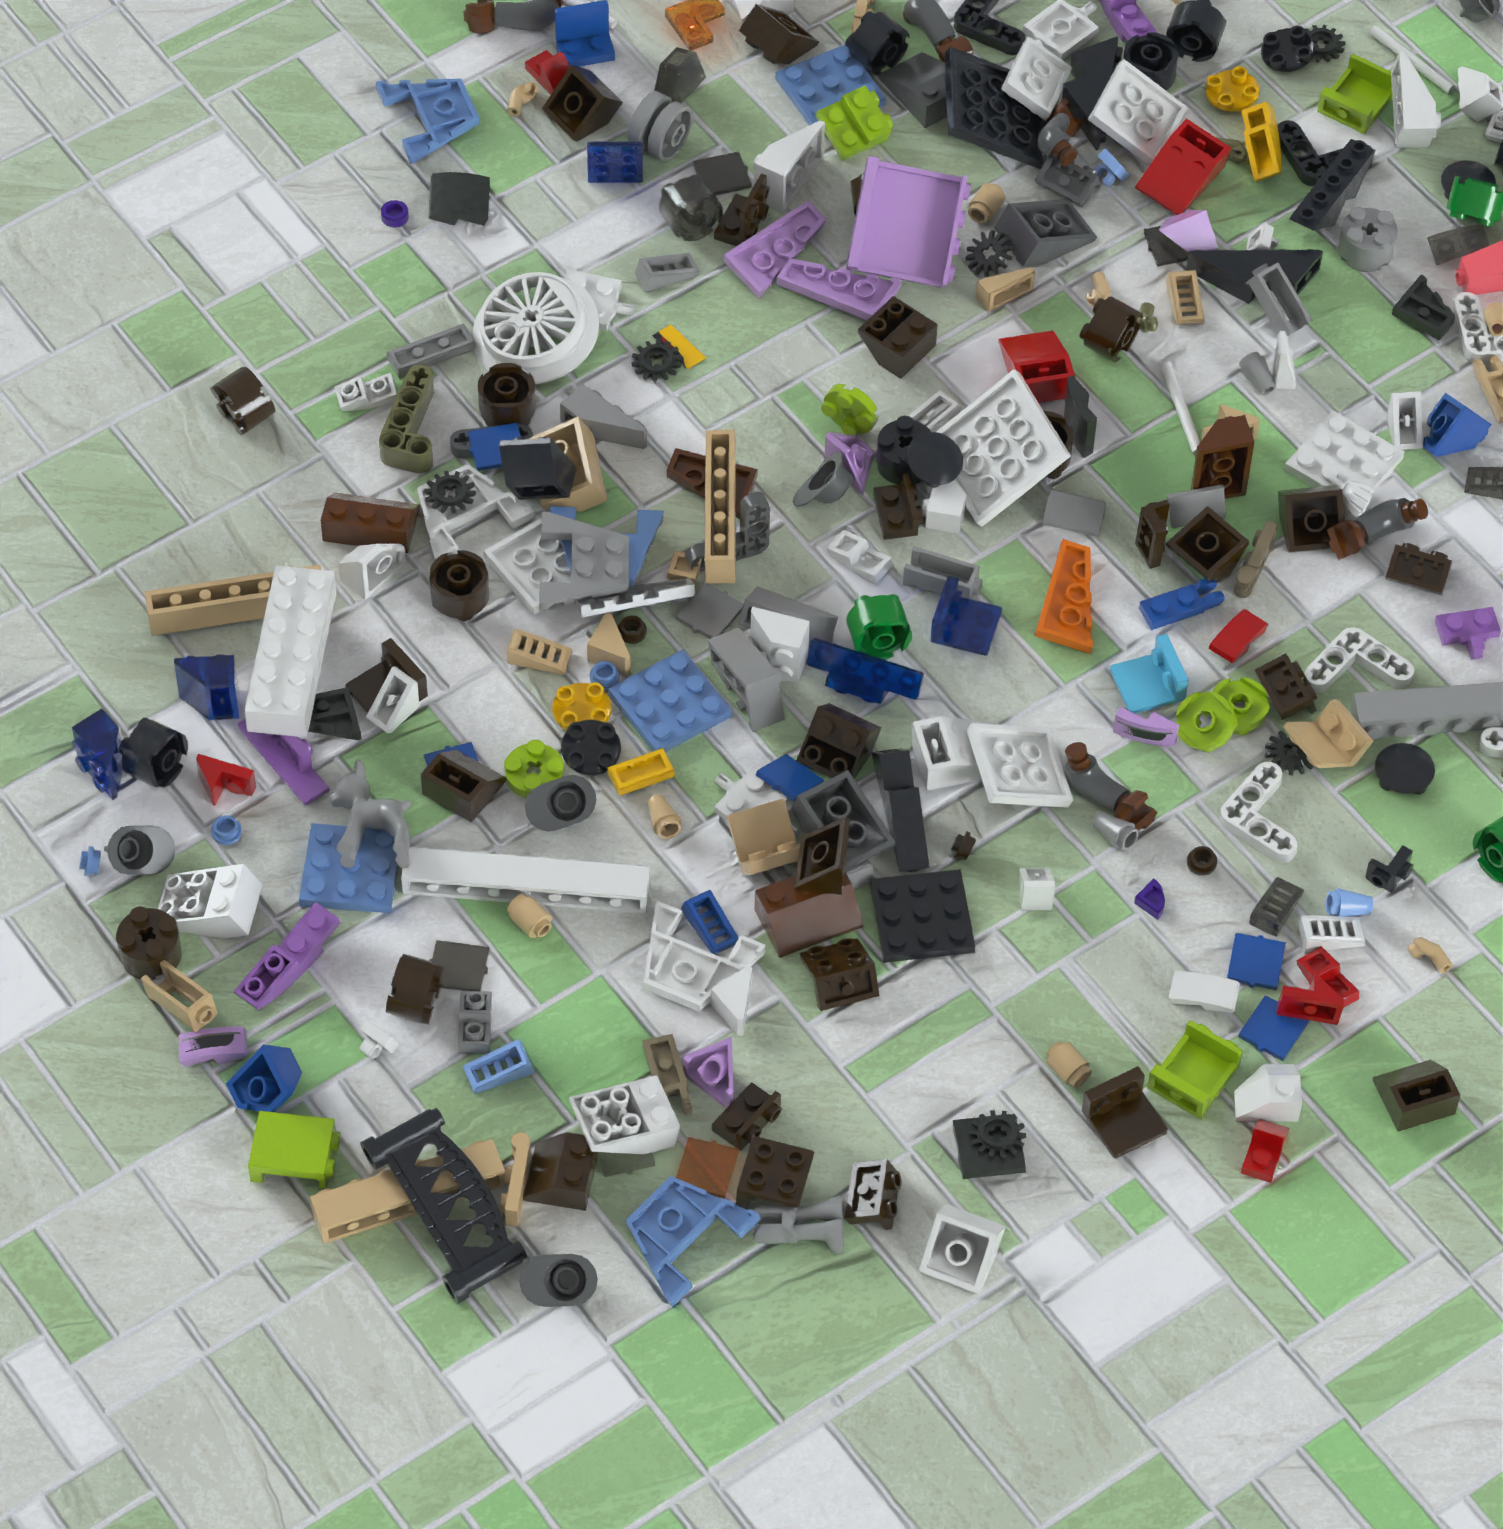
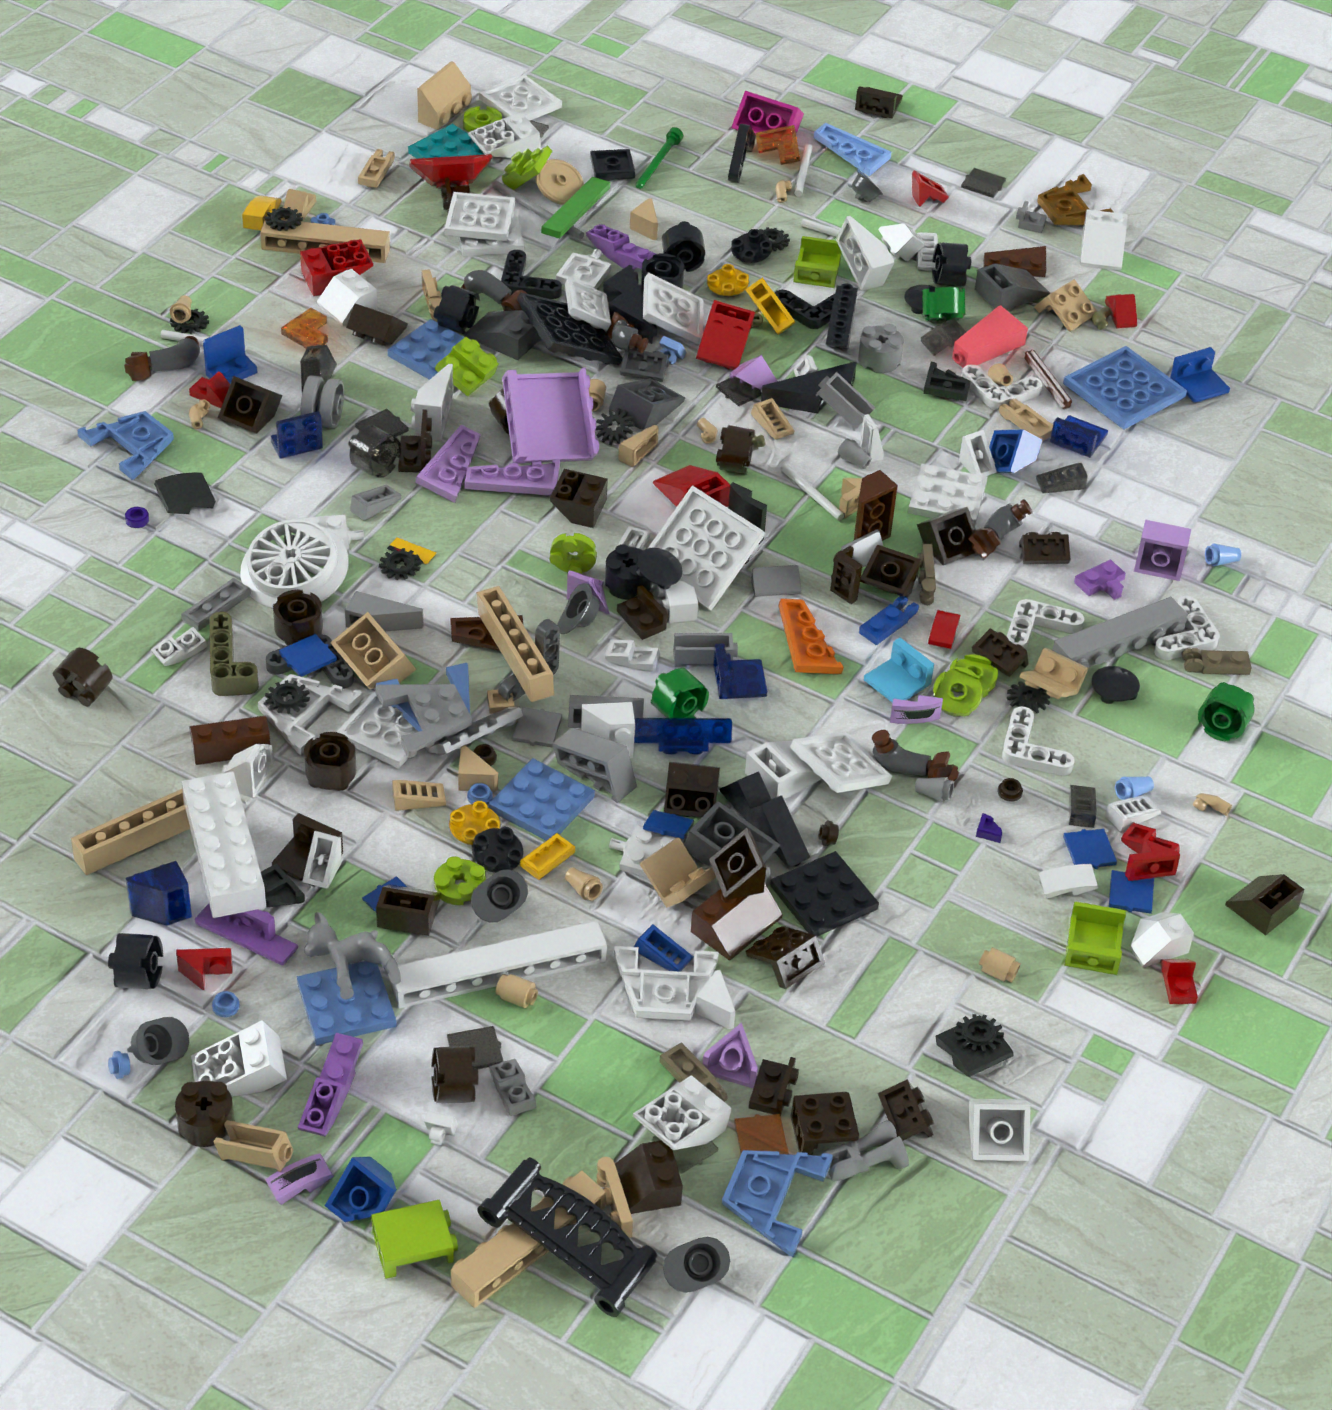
camera: 25 degrees left, 10 degrees down
(98, 751) = (89, 973): clear blue slope -> none
(505, 1053) = (551, 1103): light blue slope -> none
(536, 468) = (355, 656): black slope -> none
(1036, 888) = (901, 846): white slope -> none
(1122, 1113) = (1061, 989): dark brown bracket -> none
(1355, 497) = (978, 509): white piece -> none
(1389, 876) = (1149, 758): black bracket -> none

